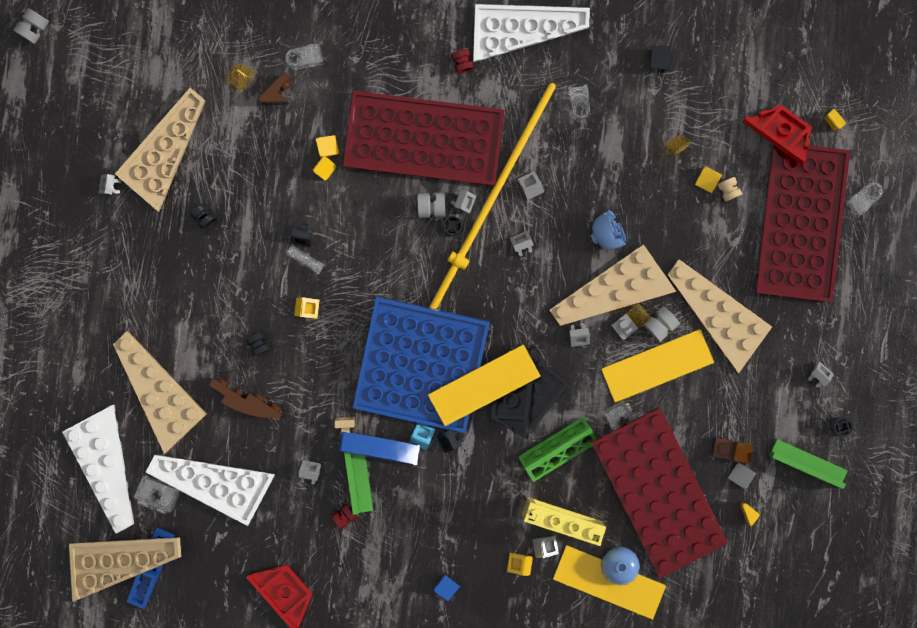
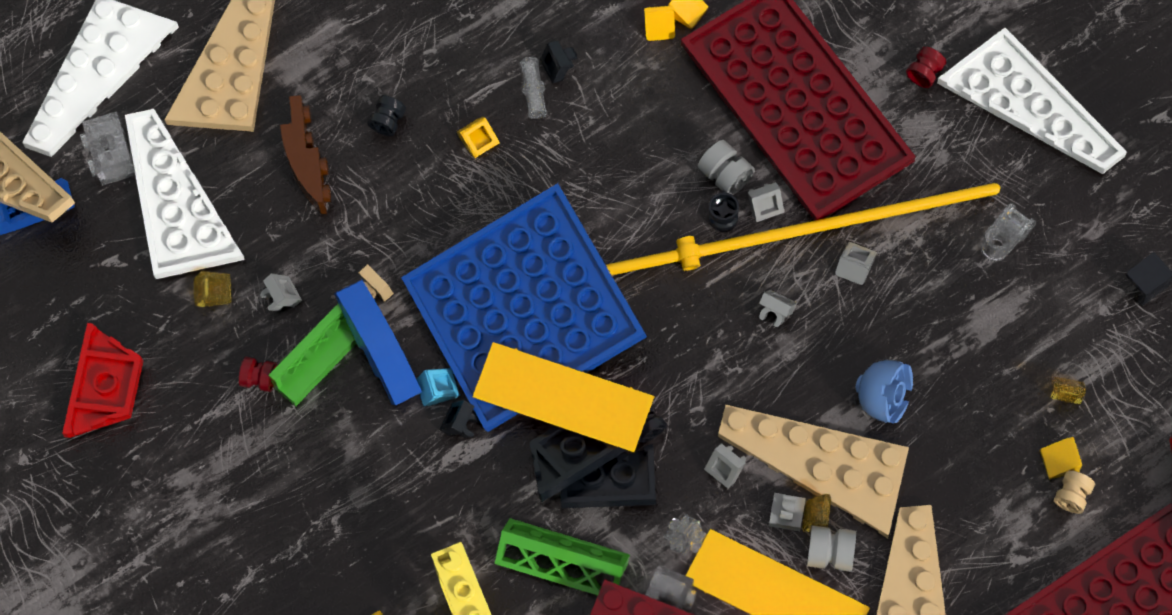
camera: 50 degrees right, 20 degrees down
(277, 502) = (212, 289): none -> clear yellow slope
(446, 587) = (269, 567): blue slope -> none
(597, 384) = (685, 535): none -> clear gear

